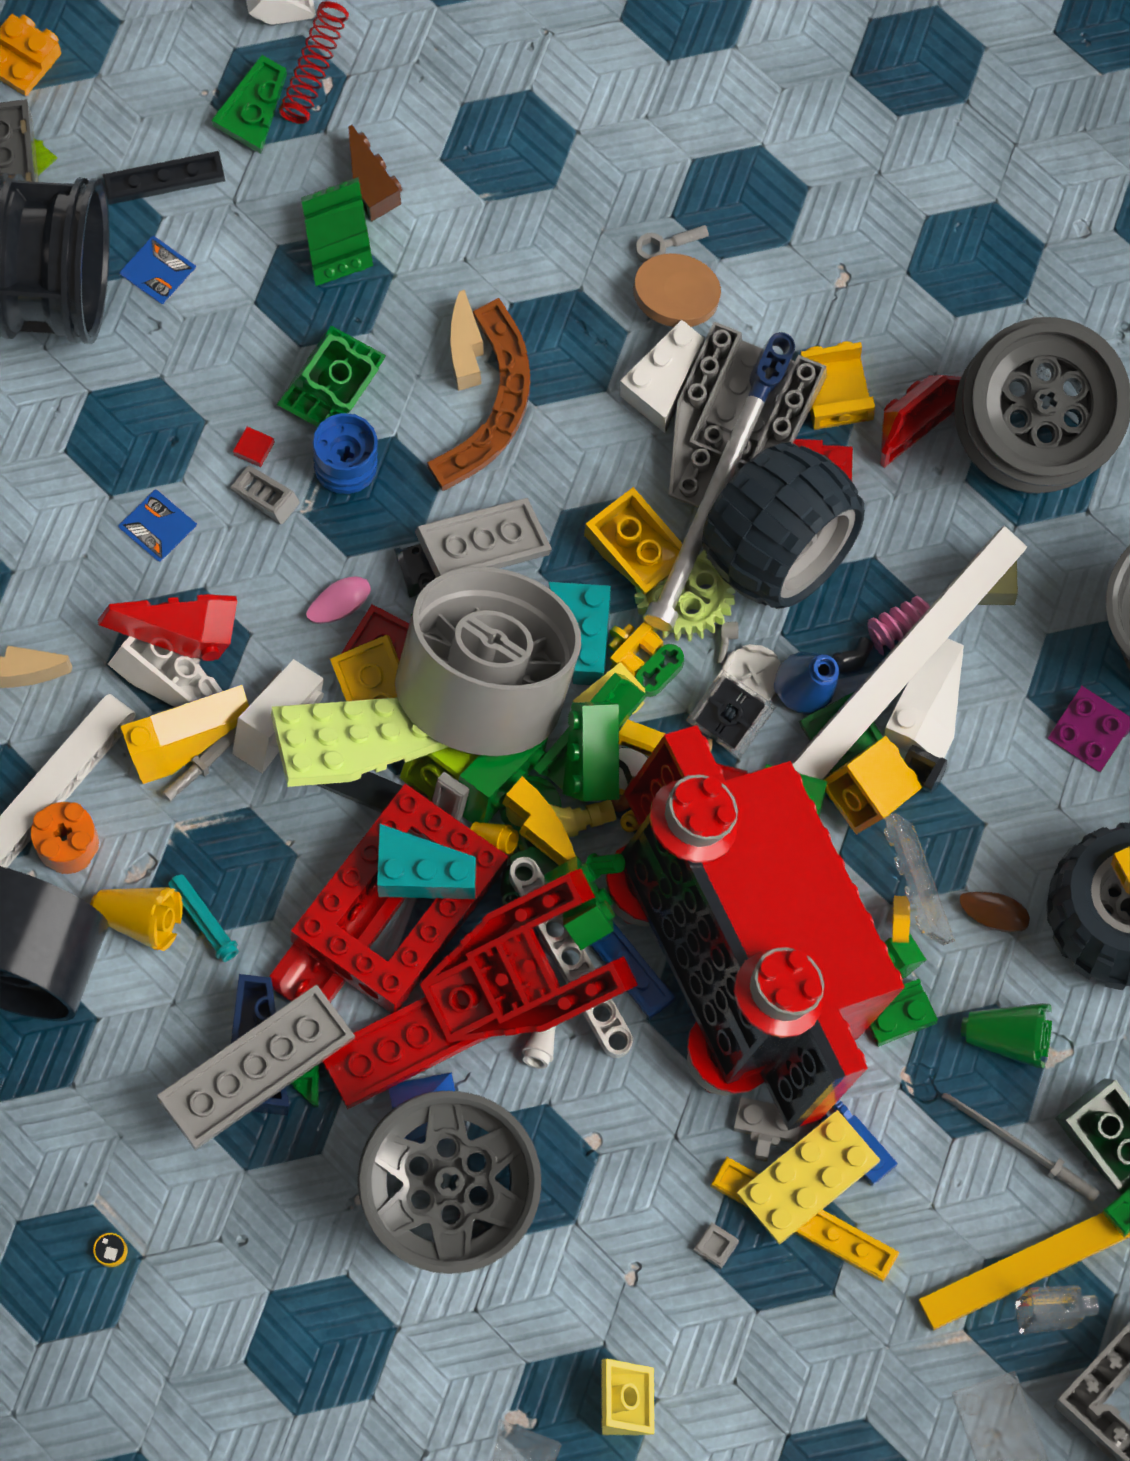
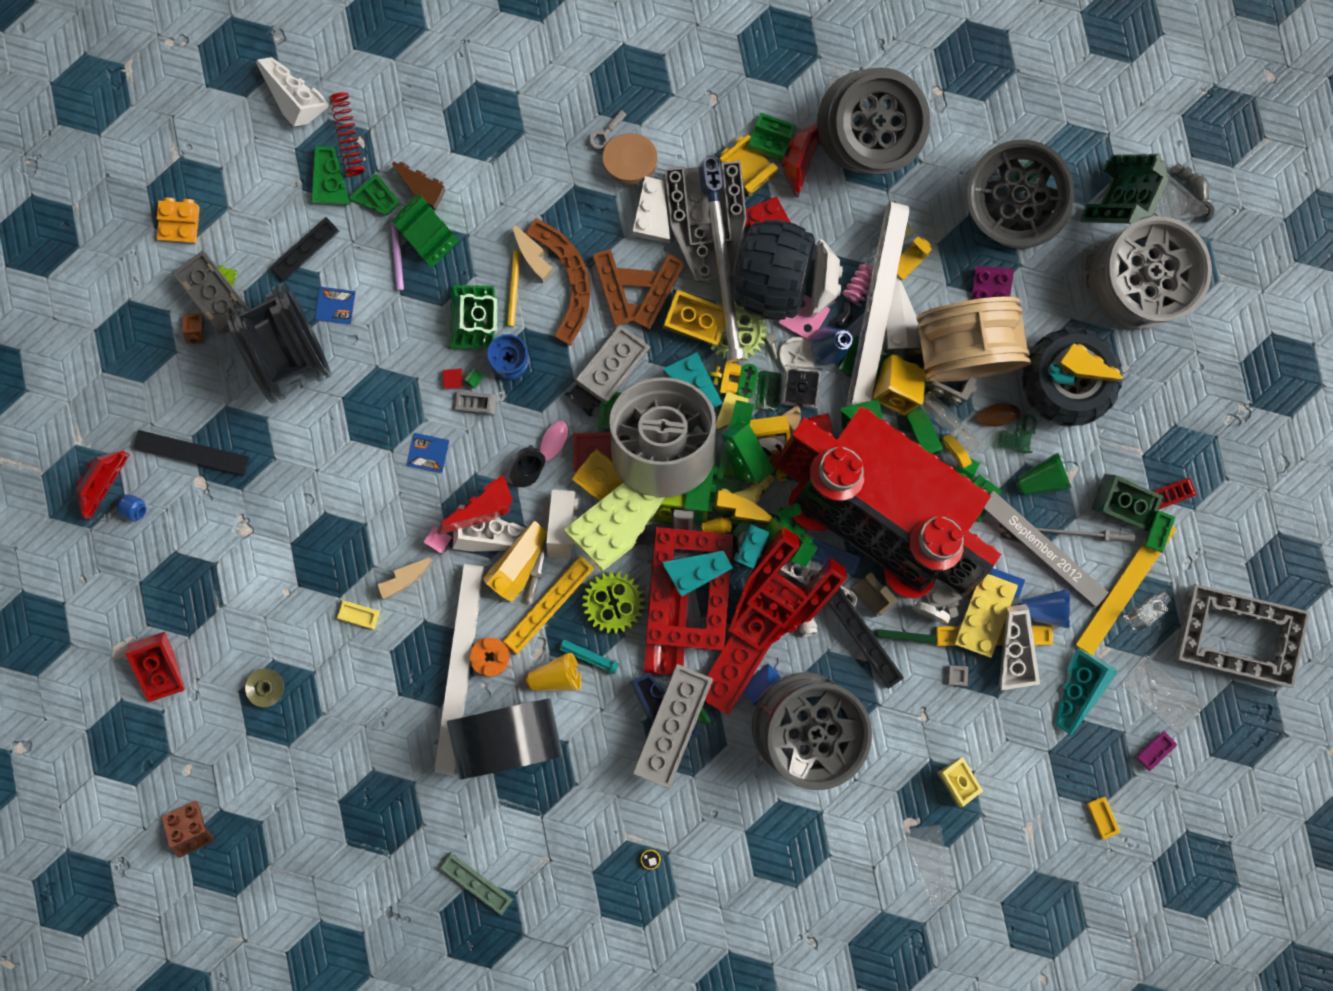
camera: 30 degrees left, 15 degrees up
(94, 642) = (437, 541): none -> bright pink panel
(192, 816) = (548, 605): none -> yellow tile
(255, 857) = (597, 608): none -> lime gear
(278, 613) = (527, 467): none -> black piece
(279, 253) = (397, 256): none -> lavender bar
(281, 460) = (473, 378): none -> green hose
(302, 159) = (376, 195): none -> green wing
(411, 375) = (513, 288): none -> yellow bar
(519, 874) = (751, 546): none -> teal brick
(609, 1106) = (864, 638): none -> black tile
(614, 472) = (615, 278): none -> dark orange plate
(662, 1060) = (874, 595): none -> dark tan panel
(673, 1143) = (905, 636): none -> dark green tile
(680, 699) = (768, 391): none -> clear green slope
(733, 1135) = (930, 612): none -> white tile
(795, 628) = (803, 324): none -> bright pink tile
(825, 1252) = (1018, 652): none -> white wedge
(853, 591) = (825, 278): none -> white wedge
(869, 868) = (923, 431): none -> green slope
(892, 366) = (771, 136): none -> green slope
(898, 1365) = (1085, 684): none -> teal wedge
(907, 1221) = (1050, 608): none -> blue cone
(947, 850) = (953, 396): none -> light grey bracket
(951, 1135) = (1045, 549): none -> light grey tile
(996, 629) = (913, 257): none -> yellow bracket
(1008, 964) = (1021, 440): none -> clear green piece
(1010, 768) = (973, 339): none -> tan wheel
(1102, 876) = (1058, 376): none -> teal arm

